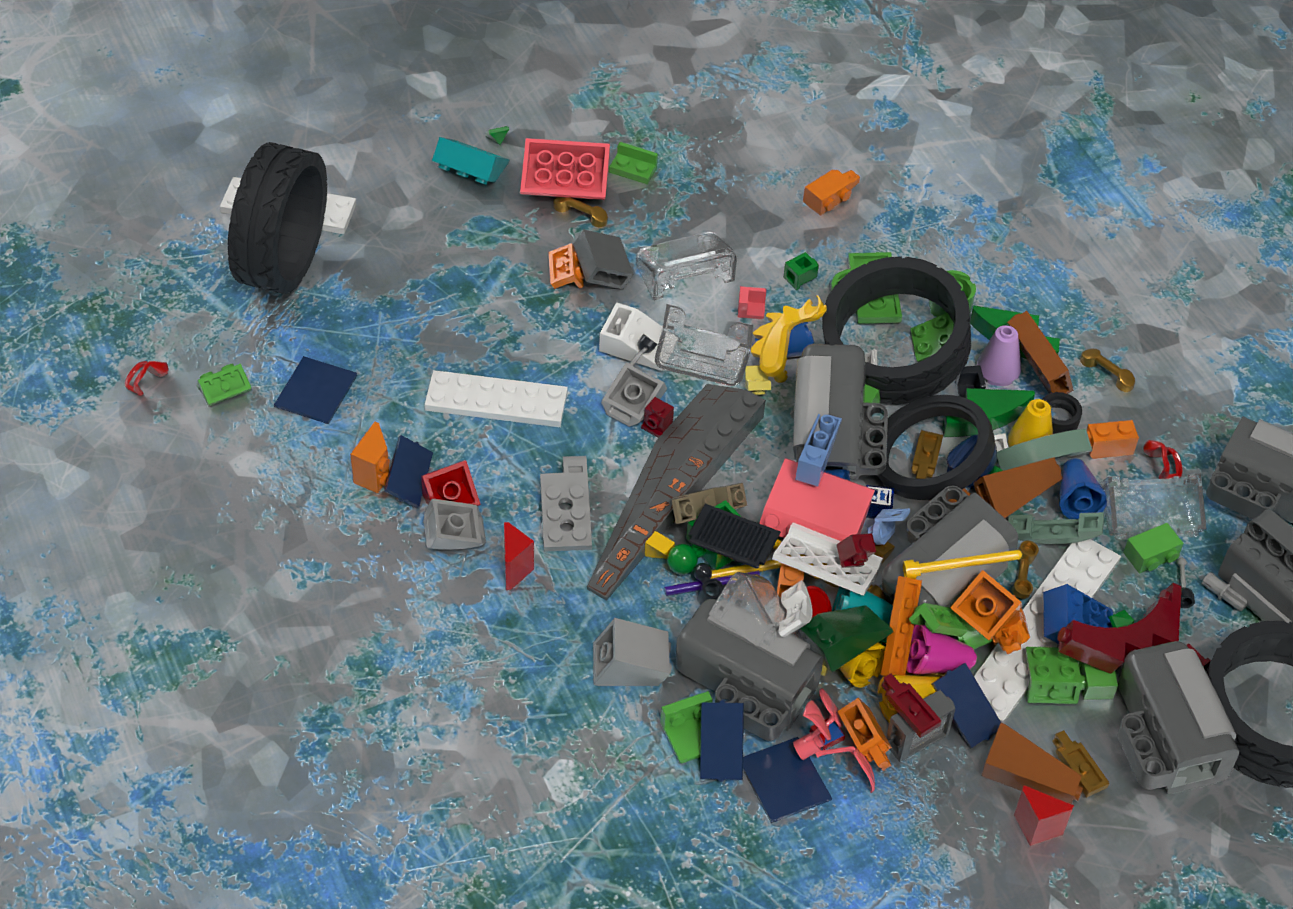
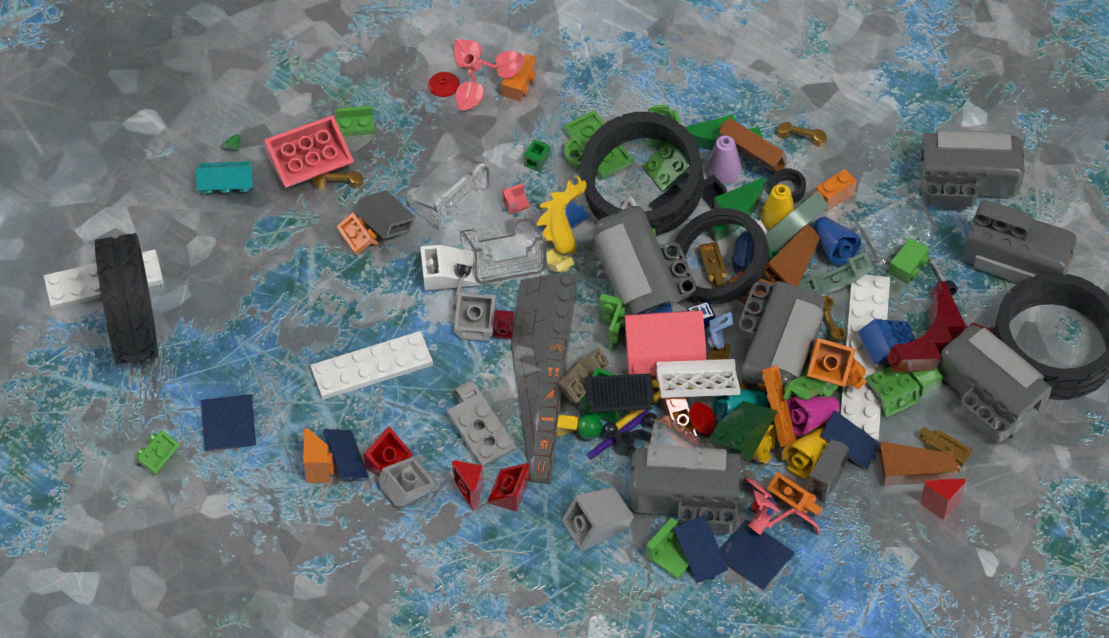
camera: 25 degrees left, 5 degrees up
(157, 368) = (92, 464): red piece -> none
(560, 583) = (510, 487): none -> red slope
(749, 167) = (443, 84): none -> red piece
(779, 447) = (612, 312): none -> bright green bracket
(787, 147) = (467, 56): none -> coral plant
(798, 608) = (700, 427): white slope -> none
(816, 455) = (649, 302): medium blue slope -> none
(856, 550) = (717, 363): dark red brick -> none
(910, 706) = (820, 461): dark red hinge -> none
(913, 569) = (767, 359): yellow piece -> none
(1121, 619) = (918, 327): green slope -> none
(1158, 449) = (869, 183): red piece -> none
(1224, 591) = (972, 270): light grey axle -> none

